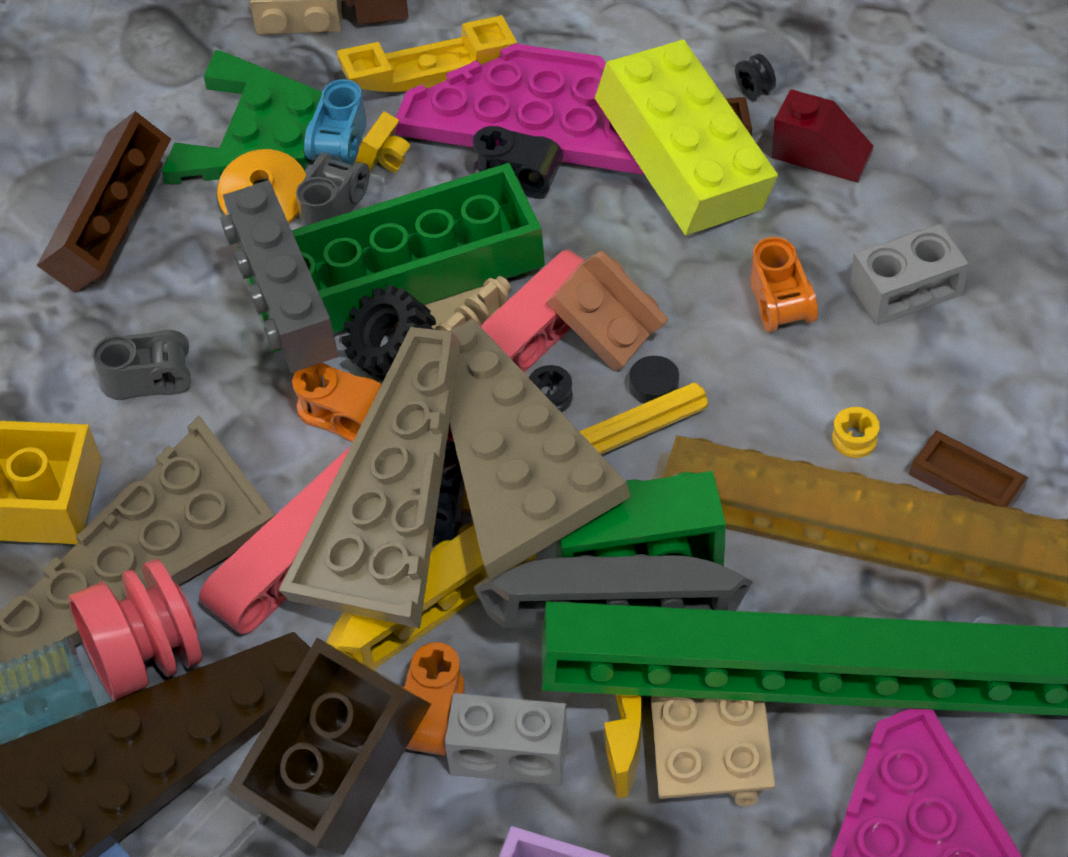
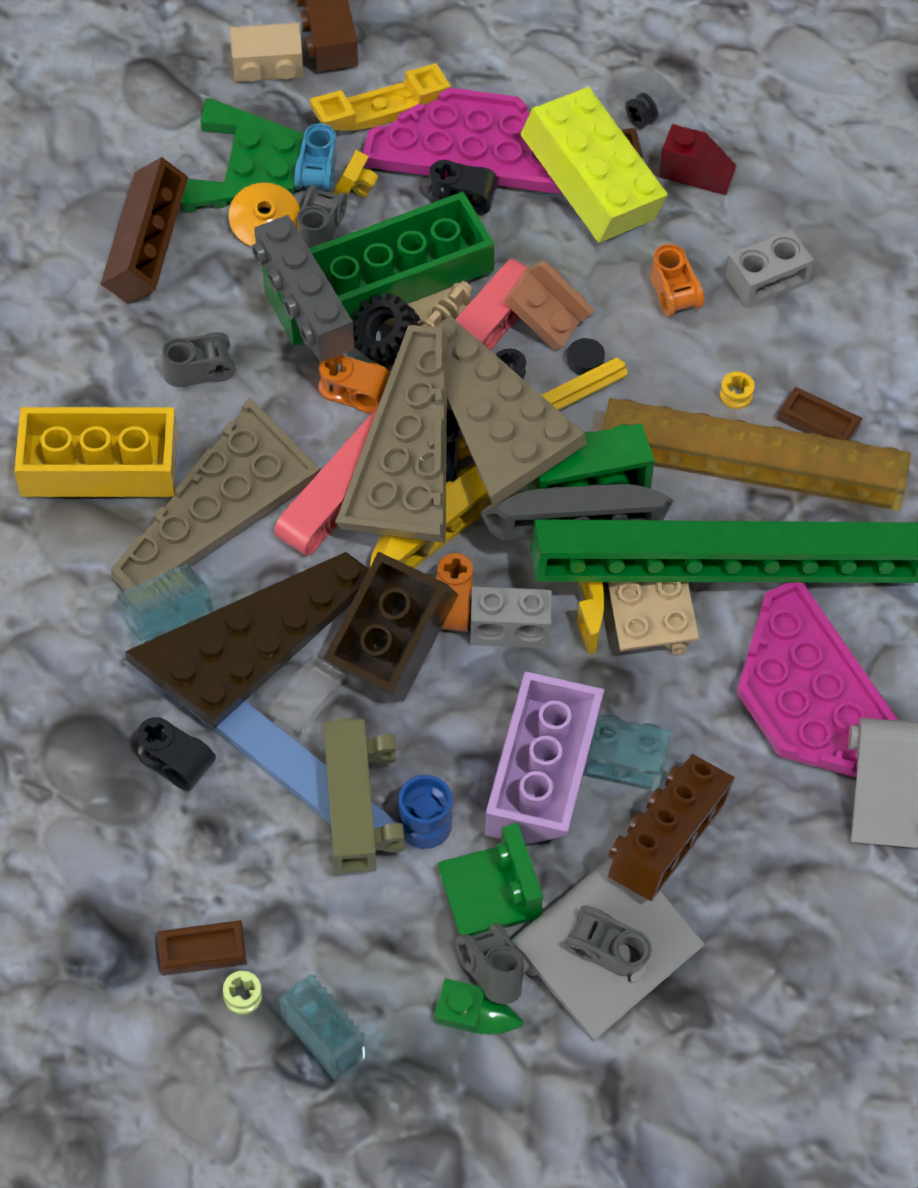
camera: 10 degrees left, 5 degrees up
(137, 628) = (236, 554): coral wheel -> none

